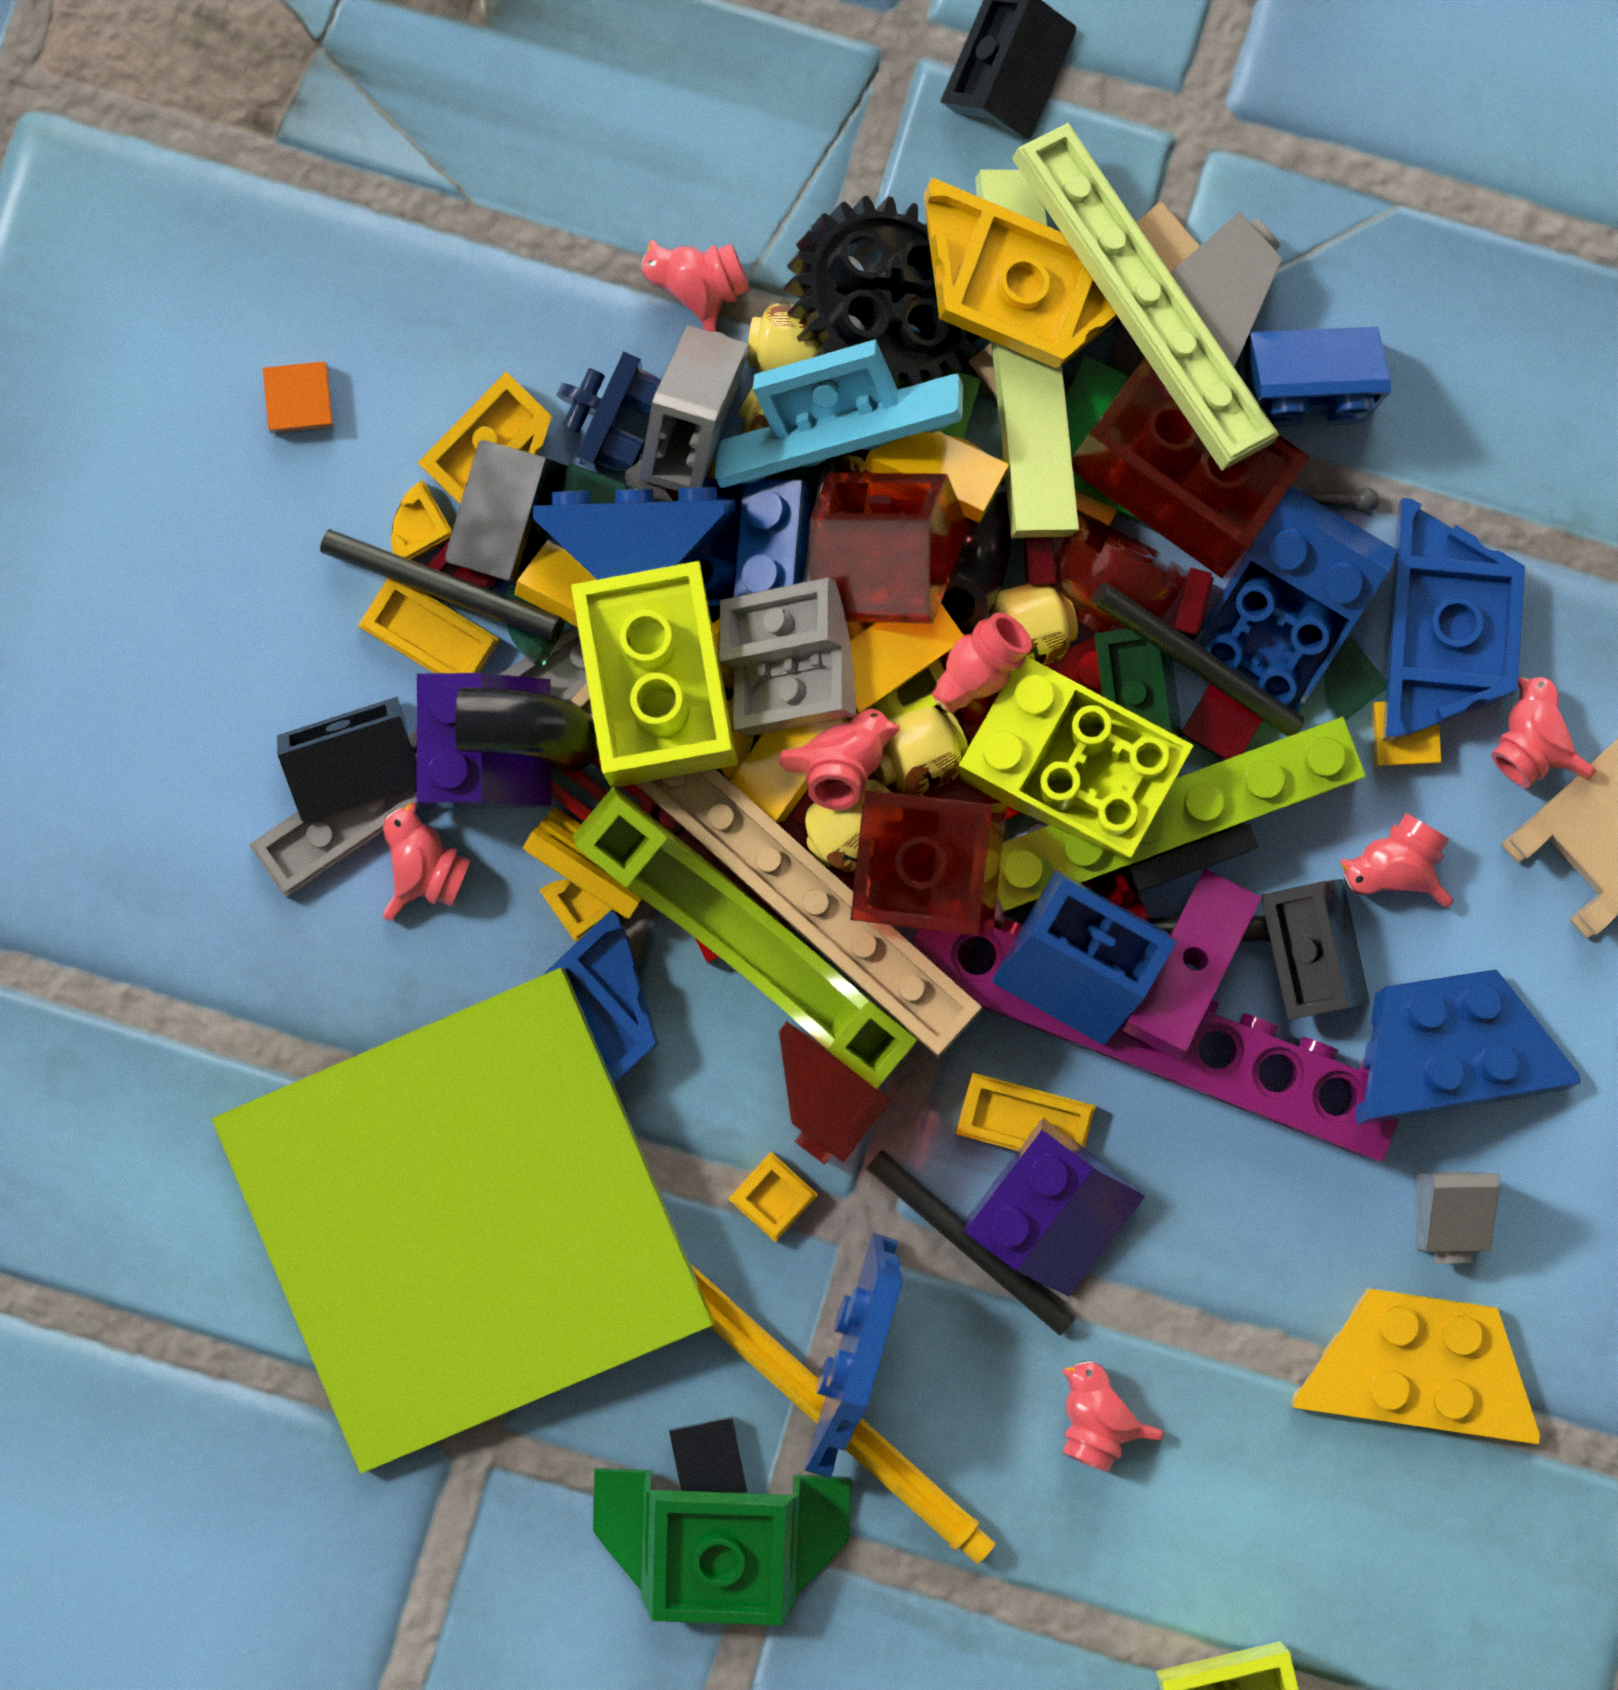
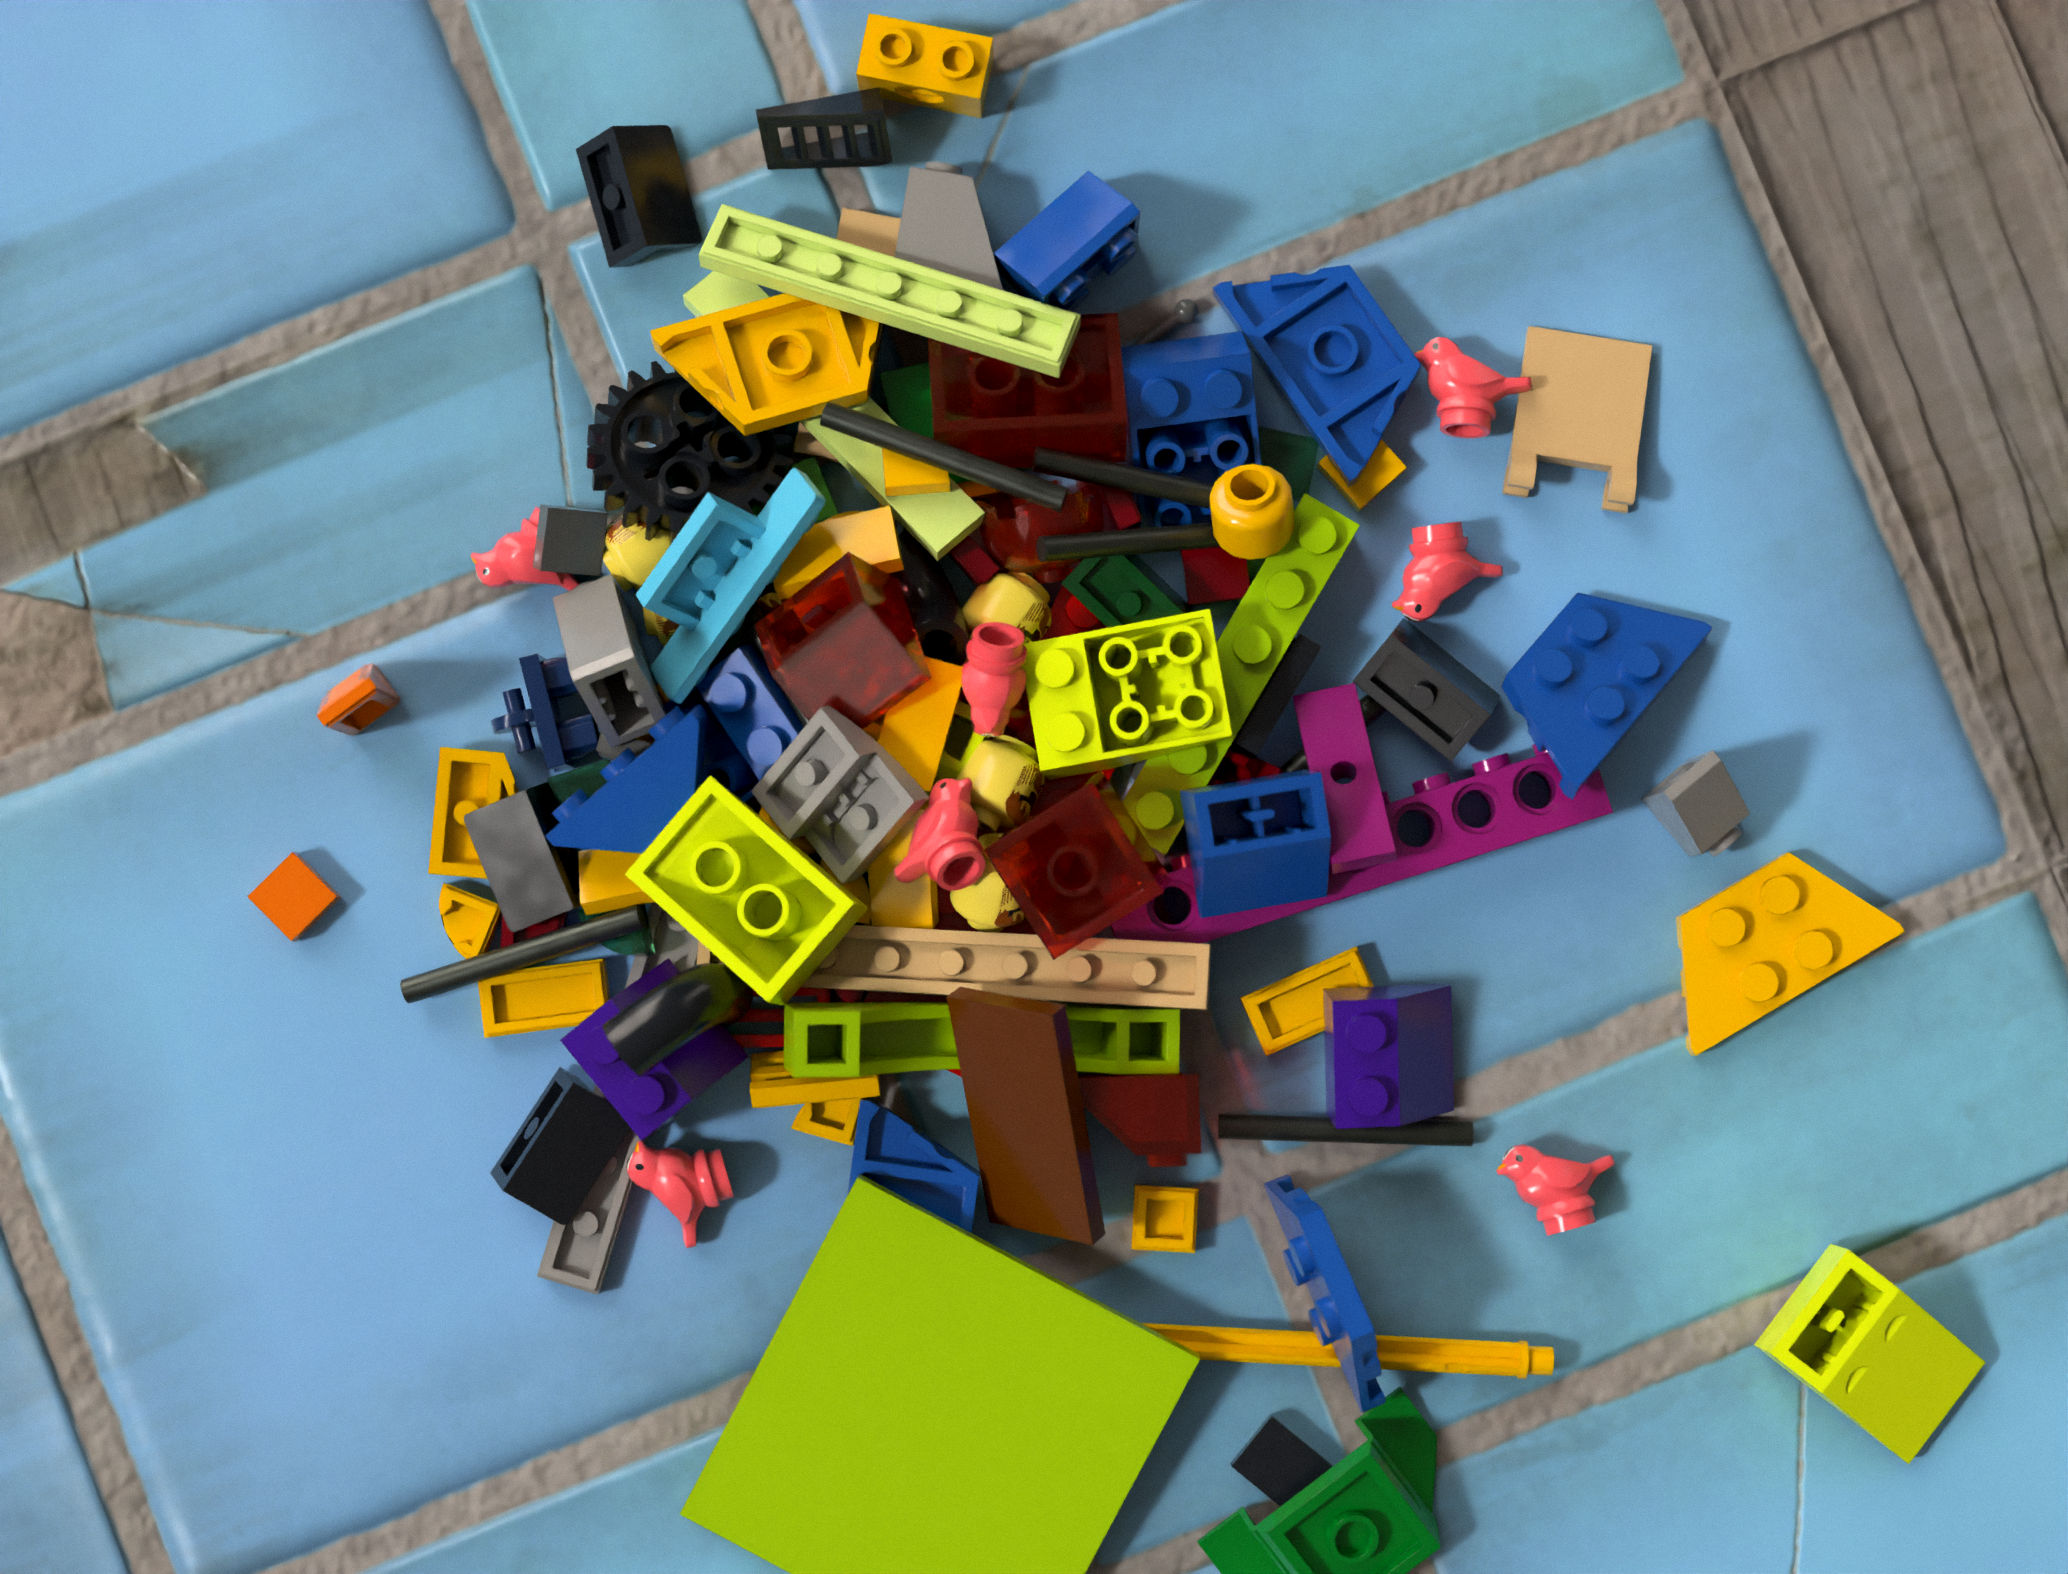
camera: 35 degrees left, 0 degrees up
(470, 284) = (357, 701): none -> orange slope
(731, 1024) = (1026, 1114): none -> reddish brown tile
(737, 291) = (570, 540): none -> dark grey tile
(1051, 446) = (911, 477): none -> yellow tile
(1082, 460) = (944, 456): none -> pearl dark grey bar
(1221, 123) = (841, 110): none -> black slope
(1232, 616) = (1121, 477): none -> pearl dark grey bar
(1289, 696) = (1252, 511): none -> yellow head
(1316, 141) = (926, 65): none -> yellow brick

